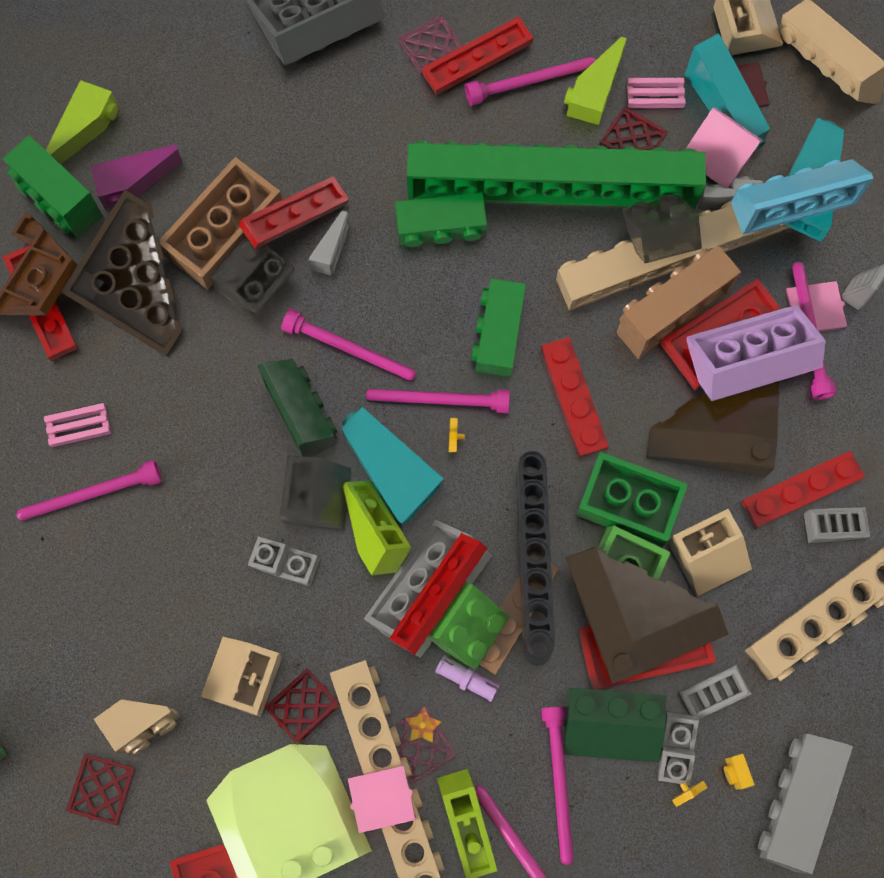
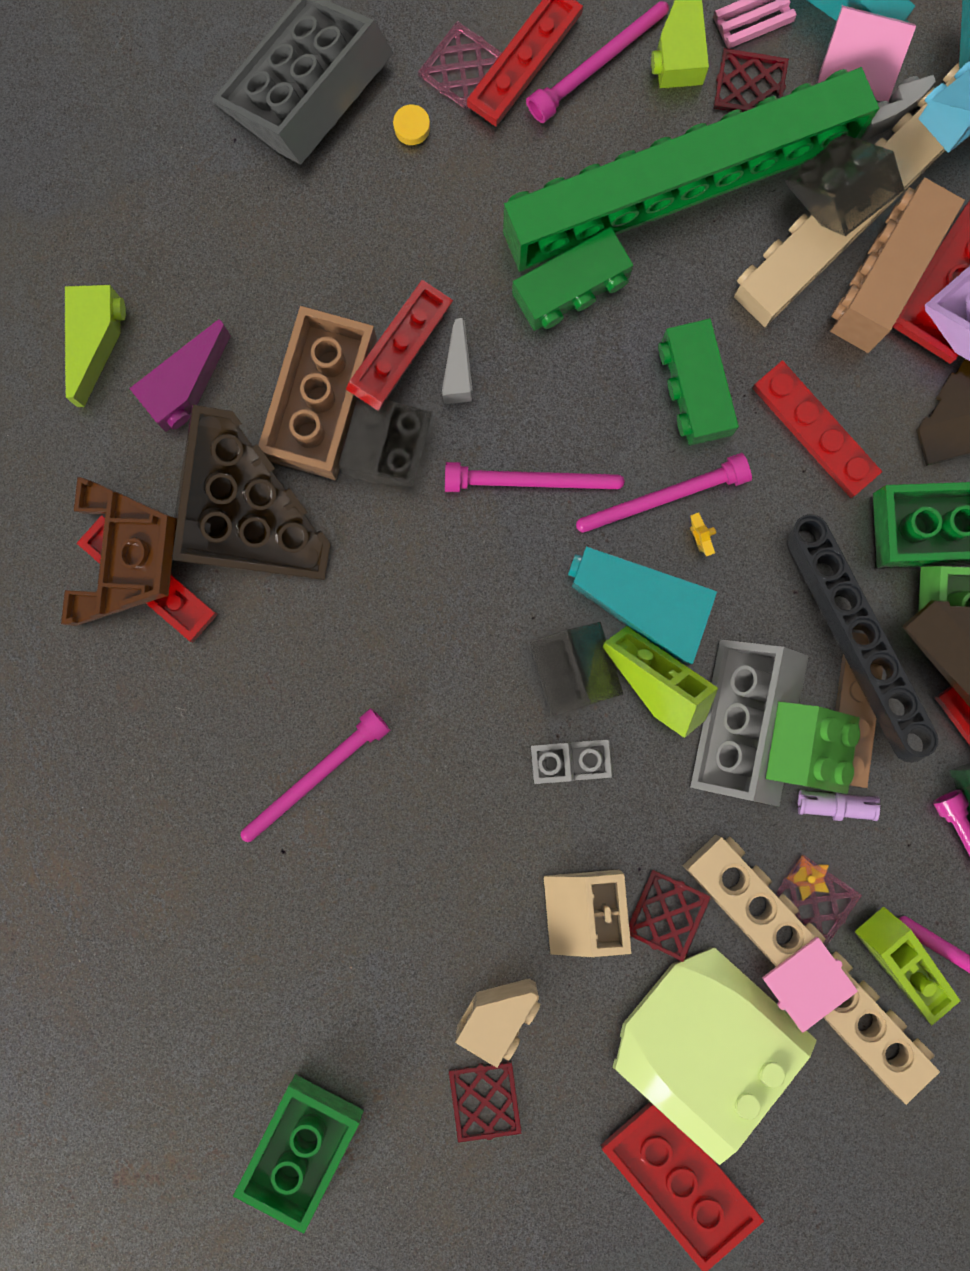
camera: 20 degrees left, 10 degrees up
(51, 430) = (234, 723): bright pink tile -> none
(52, 188) = (95, 435): green brick -> none
(298, 406) = (510, 576): dark green slope -> none
(376, 70) = (411, 124): none -> yellow piece
(438, 593) = (780, 731): red plate -> none

